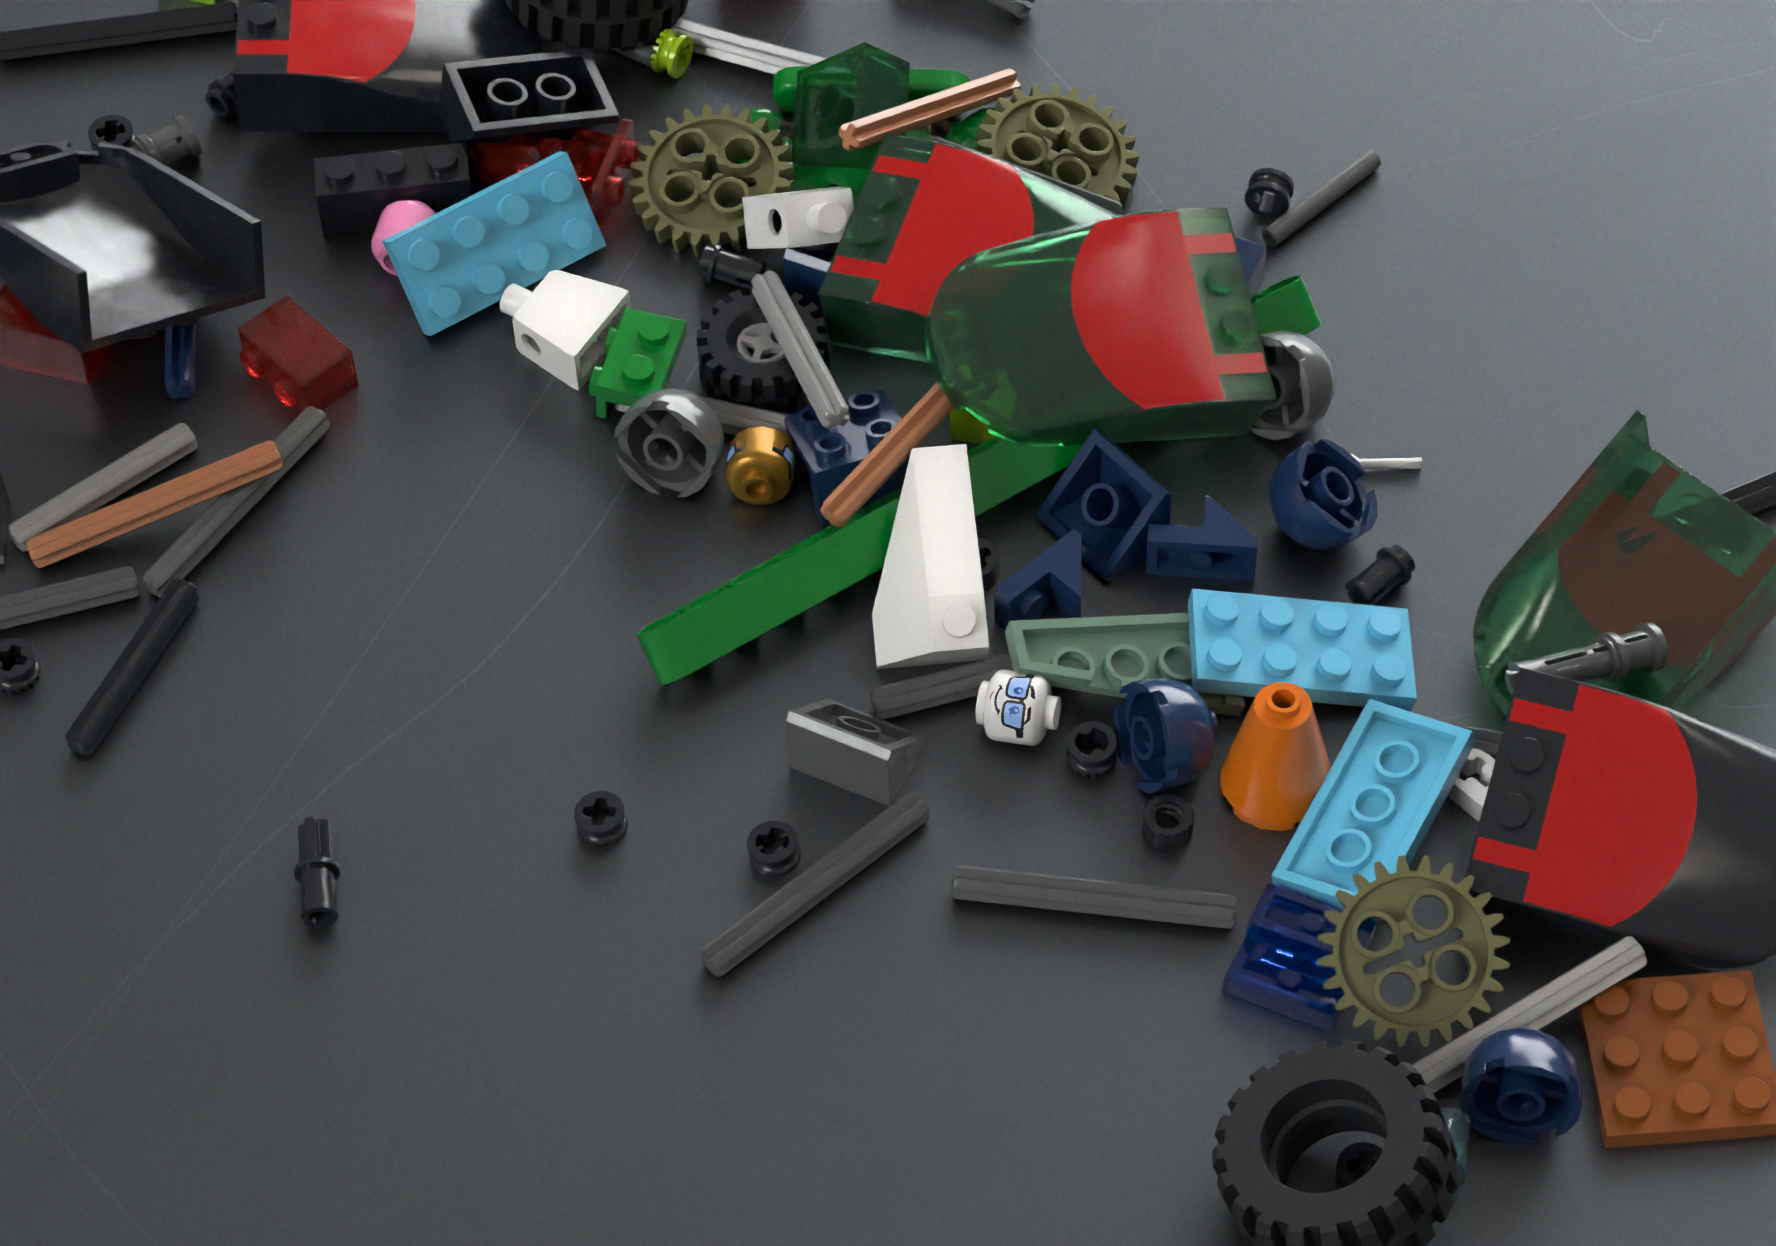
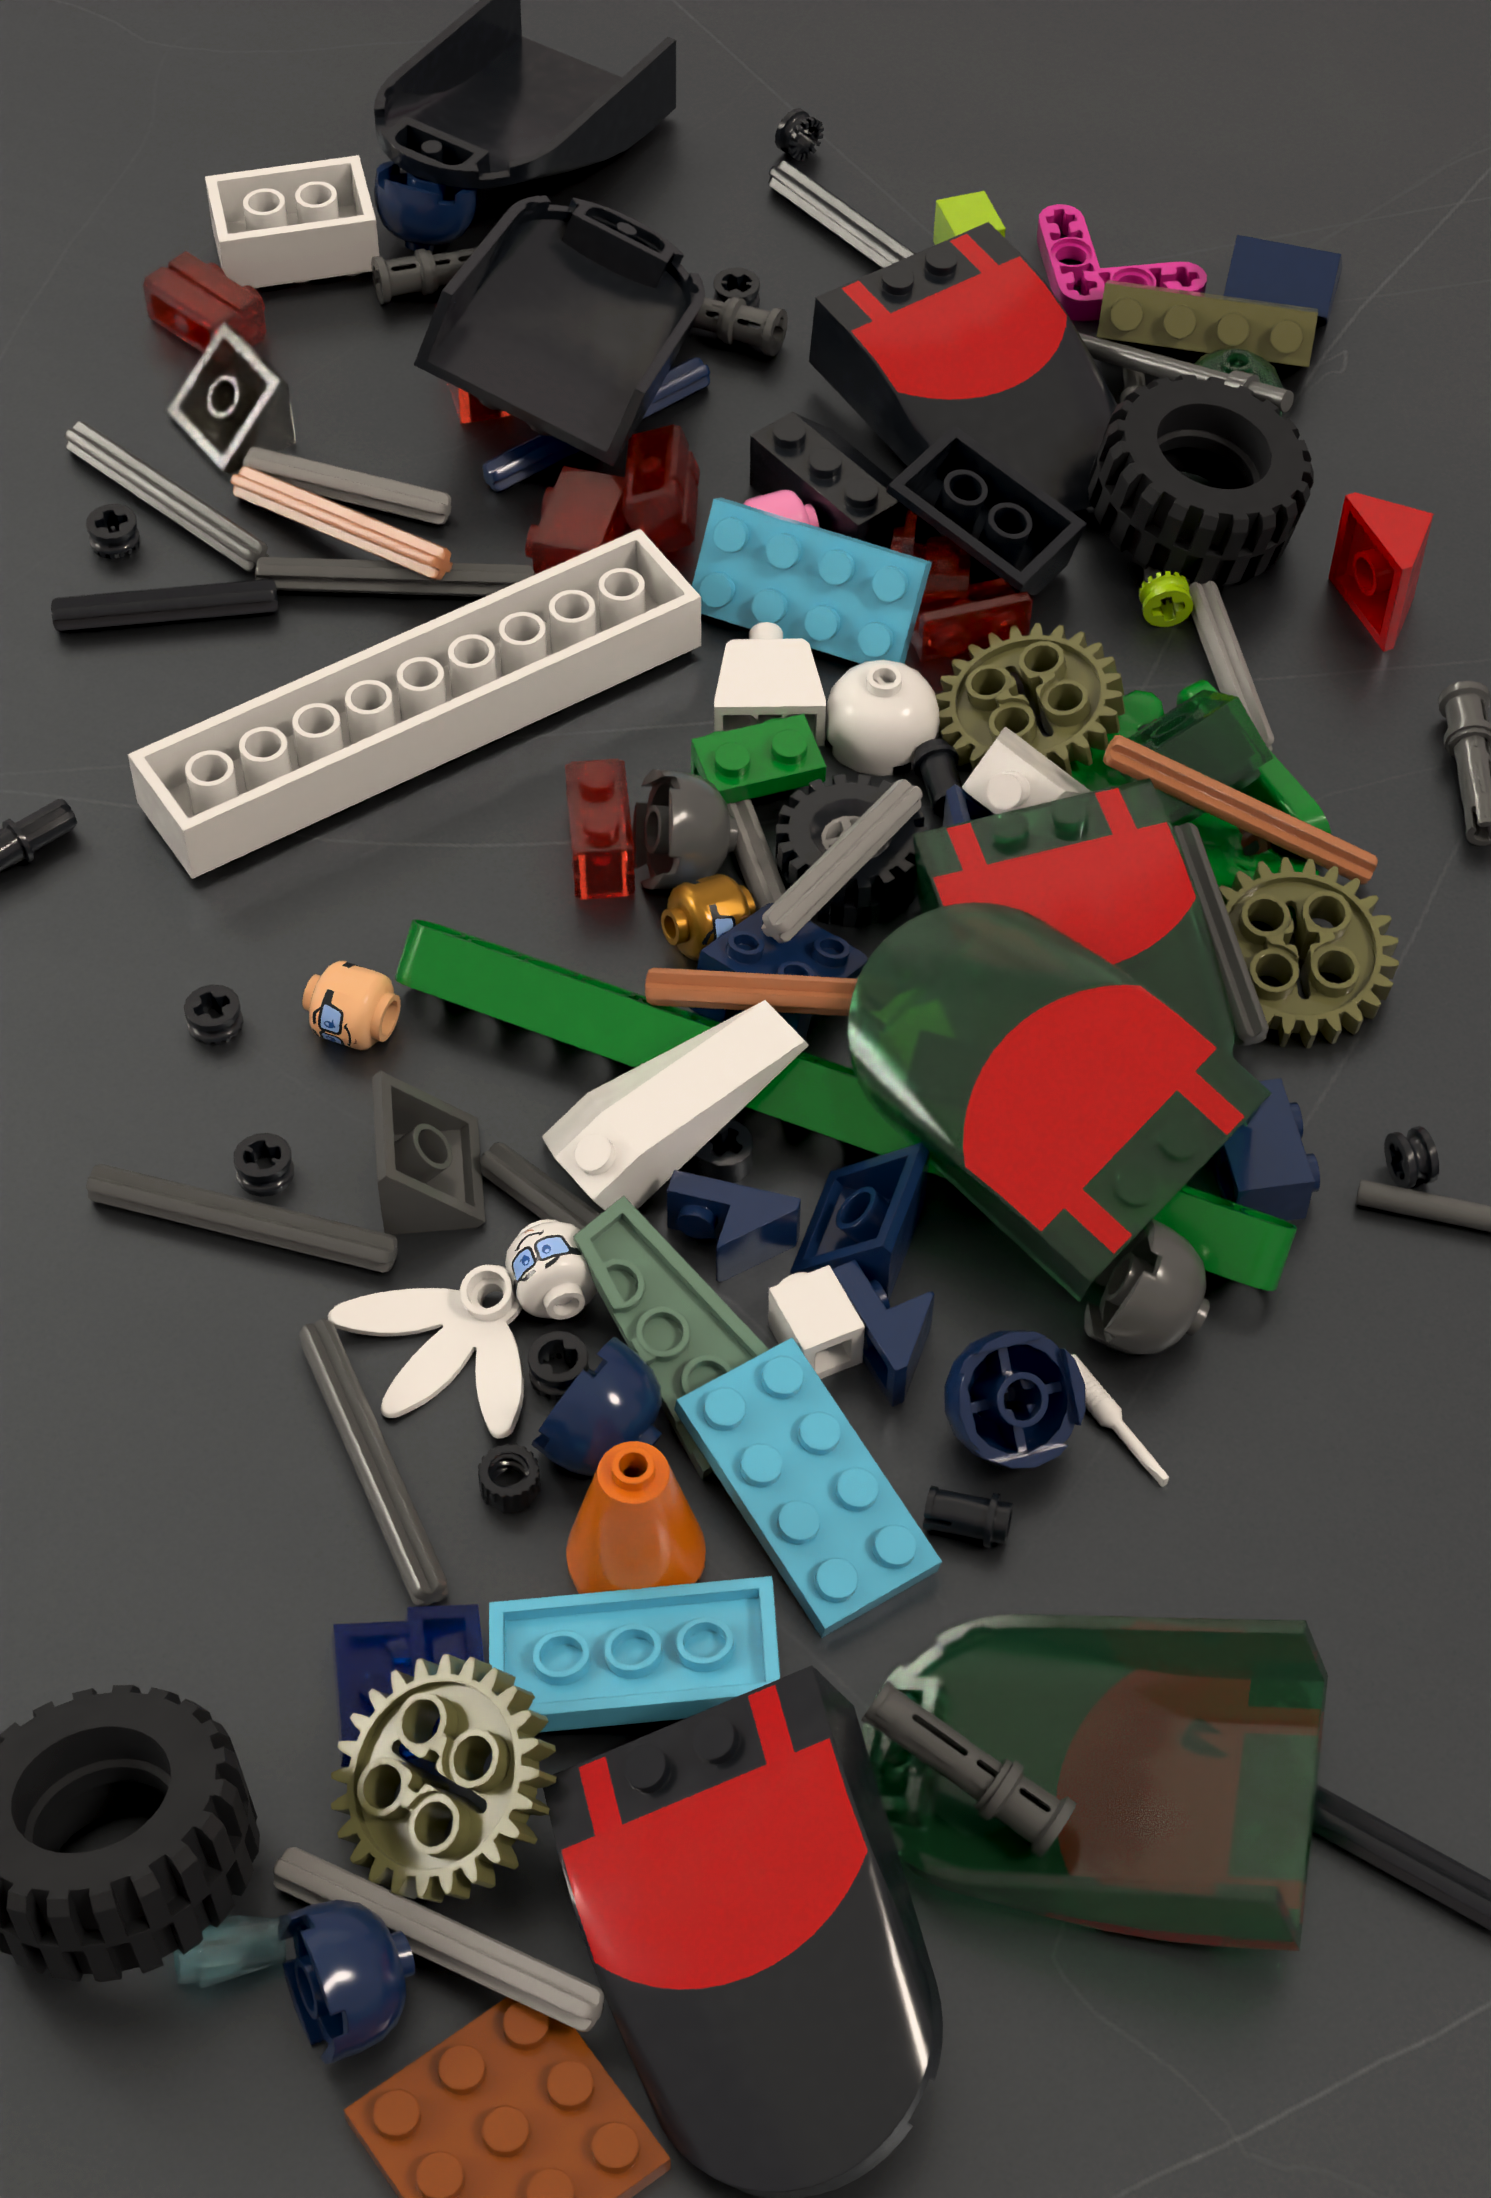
camera: 55 degrees right, 0 degrees up
(316, 282) = (662, 487): none -> clear red brick
(403, 544) = (414, 702): none -> white brick
(624, 488) = (600, 829): none -> clear red brick
(652, 265) = (880, 716): none -> white cylinder
(670, 722) = (351, 1005): none -> light nougat head
(1027, 816) = (465, 1329): none -> white plant
(1167, 576) = (819, 1319): none -> white brick

